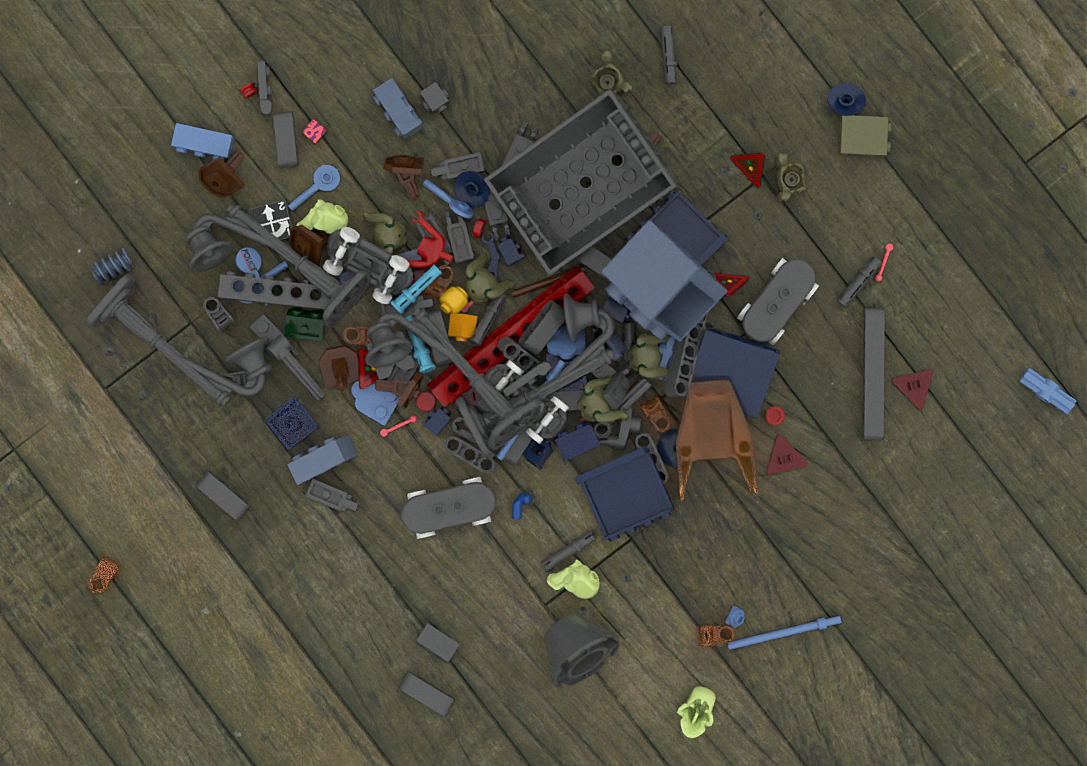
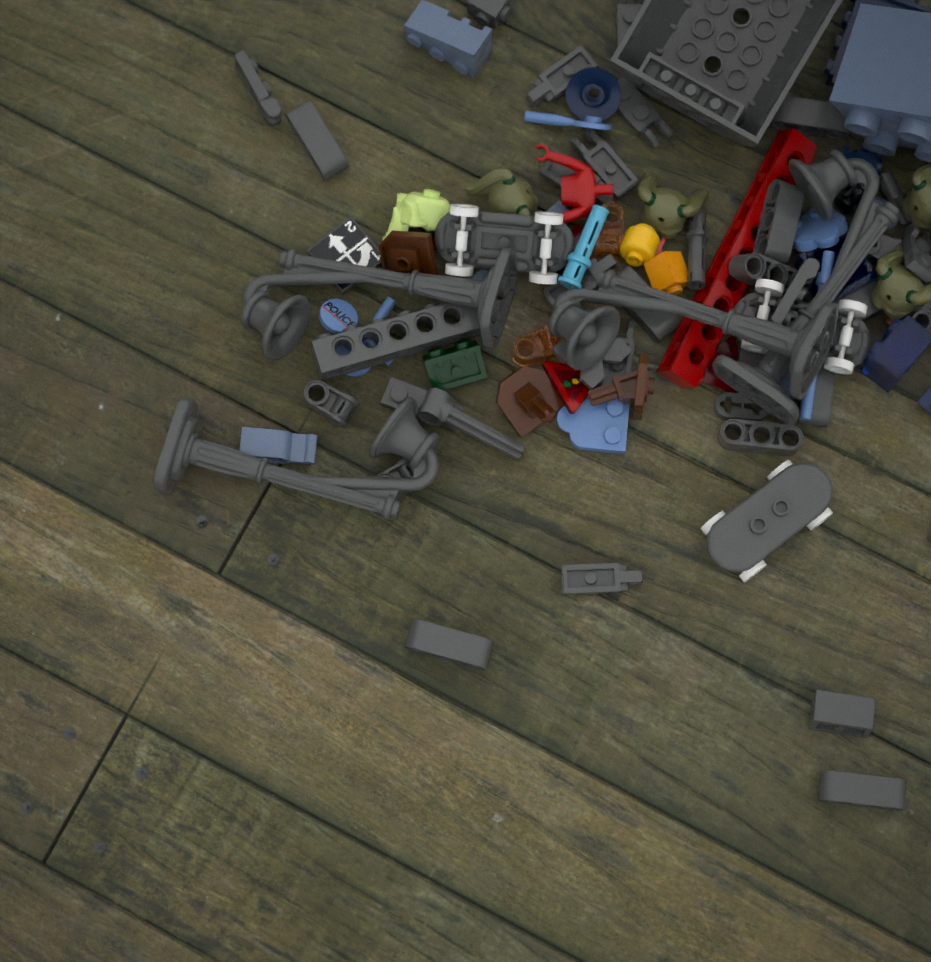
camera: 25 degrees left, 10 degrees down
(106, 572) = (332, 826): clear orange piece -> none
(112, 266) = (156, 402): sand blue piece -> none
(174, 326) = (279, 445): none -> sand blue piece
(202, 142) = (206, 190): medium blue brick -> none
(220, 176) = (251, 221): reddish brown piece -> none
(248, 90) = (238, 100): red bush -> none
(292, 423) = (500, 501): clear blue brick -> none
(314, 131) = (349, 115): tile -> none
(322, 459) = (561, 532): sand blue wedge -> none
(325, 178) = (392, 169): medium blue piece -> none
(384, 432) = (628, 462): coral hinge -> none
(406, 168) = (497, 110): reddish brown piece -> none
(421, 352) = (633, 330): medium azure pin -> none
(425, 401) = (665, 396): red tile -> none
(437, 420) = (694, 412): dark blue brick -> none
(479, 228) = (627, 141): red tile -> none
(494, 255) = (663, 167): dark blue piece -> none
(510, 251) = (682, 152): dark blue brick -> none
(517, 504) = (857, 477): blue arm -> none
(534, 447) = (843, 400): dark blue brick -> none
(540, 284) = (738, 181): reddish brown bar -> none

